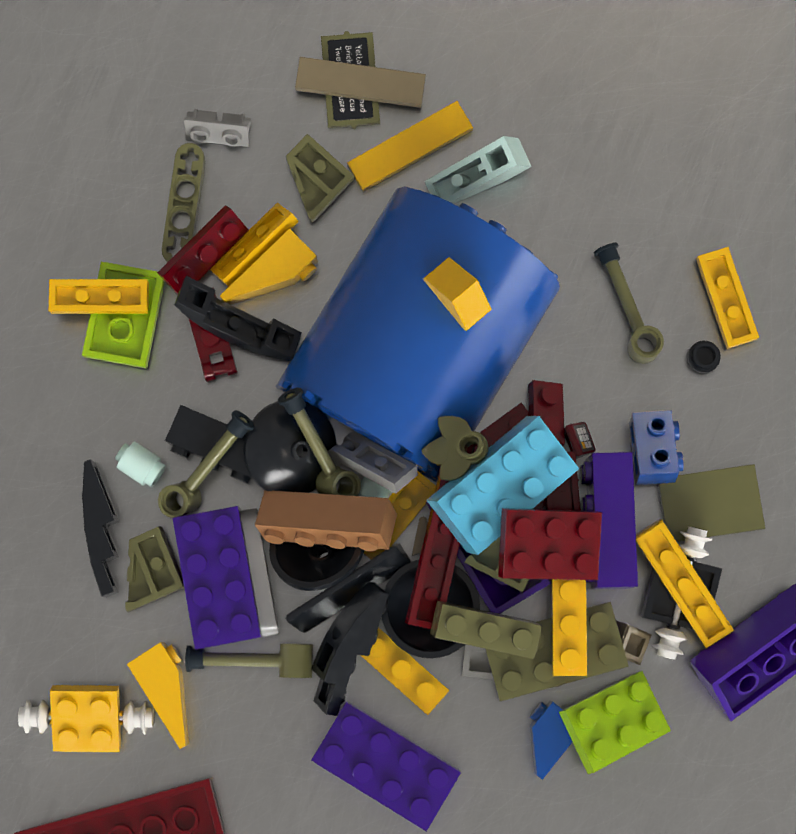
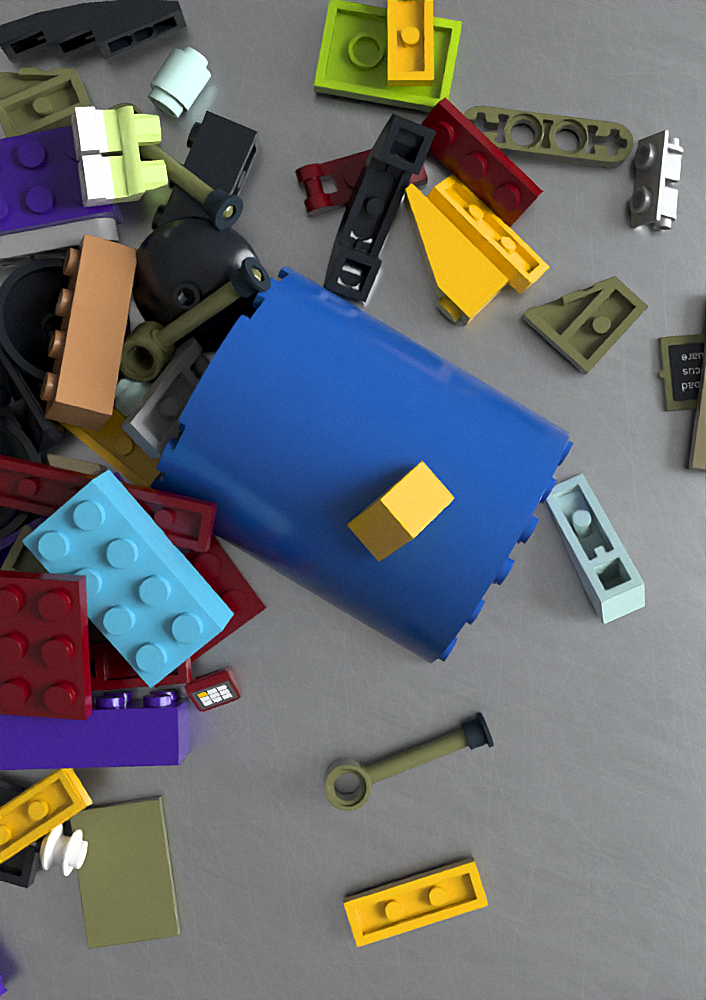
camera: 90 degrees right, 5 degrees up
(213, 491) = (110, 155): none -> hips
(410, 146) = (632, 453): yellow tile -> none
(451, 448) = (181, 505): olive plate -> none
(547, 401) = (251, 644): dark red plate -> none
(654, 447) = (199, 796): blue brick -> none
(704, 356) = (331, 866): black plate -> none

